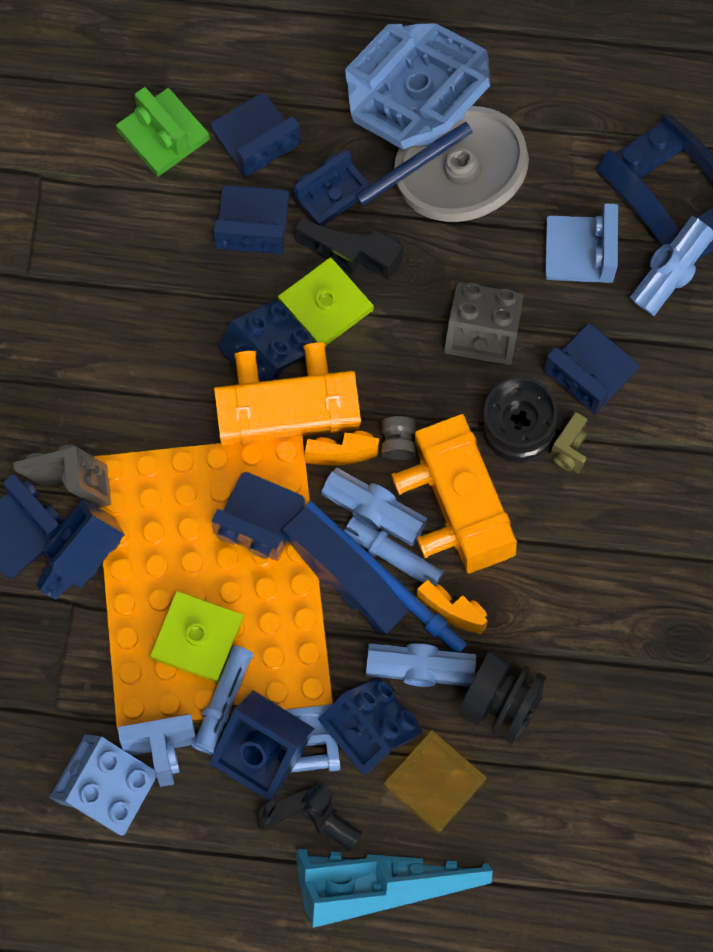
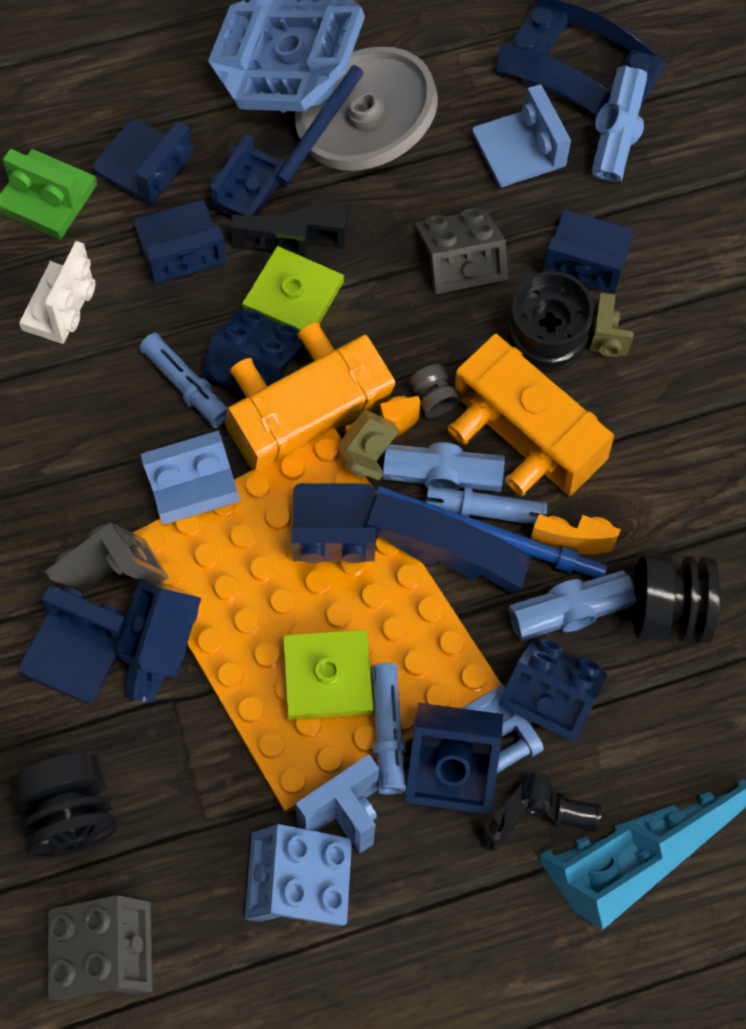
camera: 25 degrees left, 5 degrees down
(132, 231) = (59, 297): none -> white bracket
(165, 431) = (190, 477): none -> medium blue bracket
(191, 310) = (195, 390): none -> medium blue pin
(315, 462) = (366, 443): none -> olive bracket
(435, 782) = (648, 718): clear yellow plate -> none

